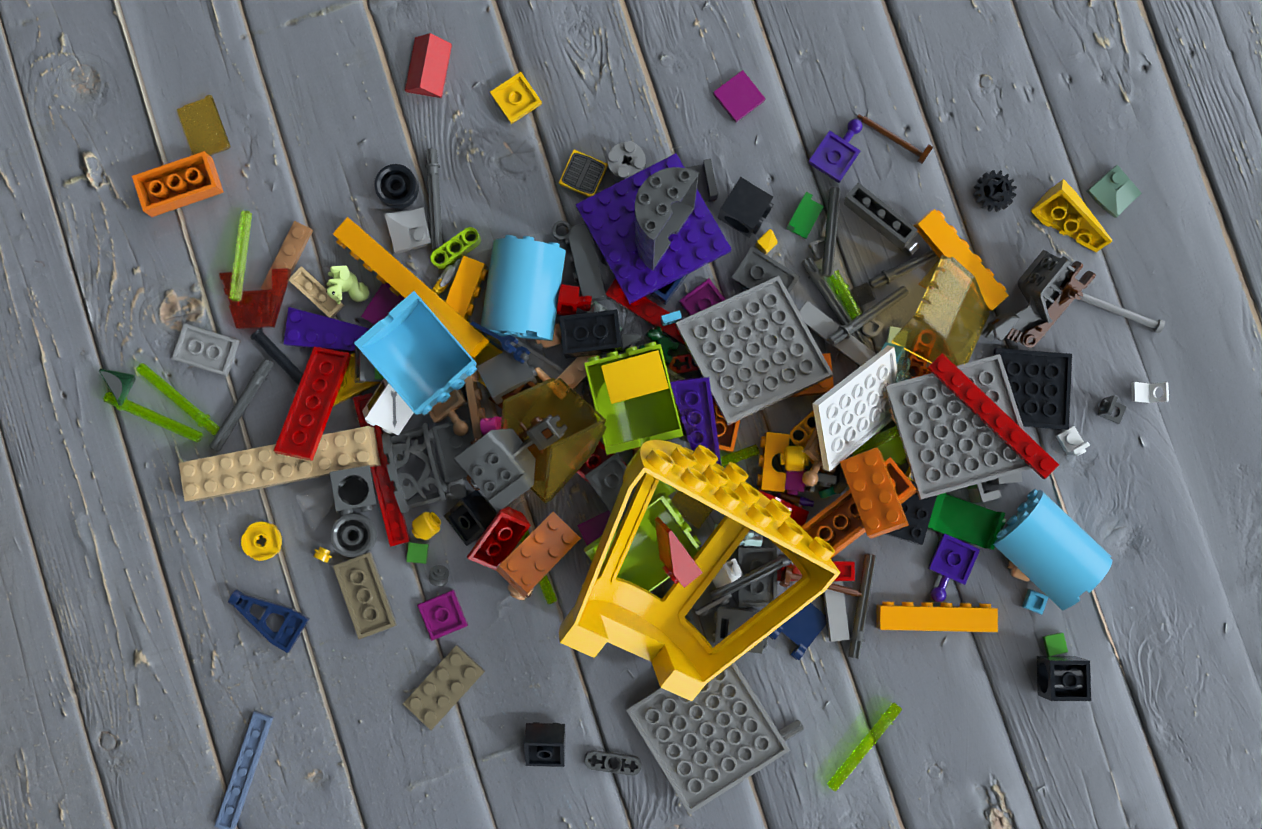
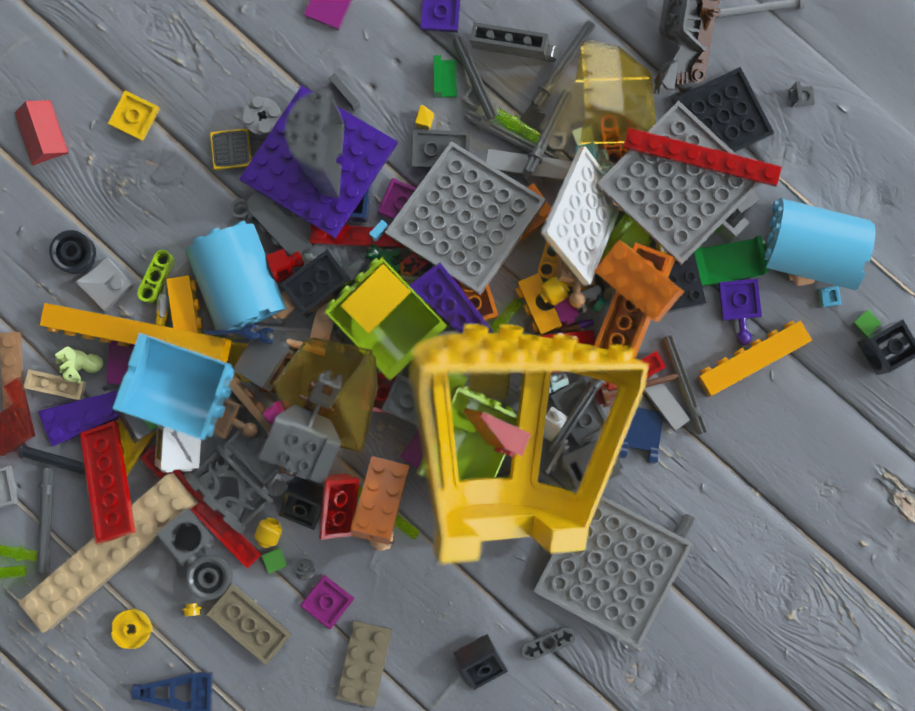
camera: 25 degrees left, 0 degrees up
(434, 198) = (111, 242): dark grey axle -> none
(746, 207) = (389, 98): black brick -> none
(864, 746) = (755, 504): clear neon green axle -> none
(945, 241) = (576, 30): light orange brick -> none
(1072, 442) = (783, 142): white bracket -> none
(1146, 392) = (821, 65): white bracket -> none

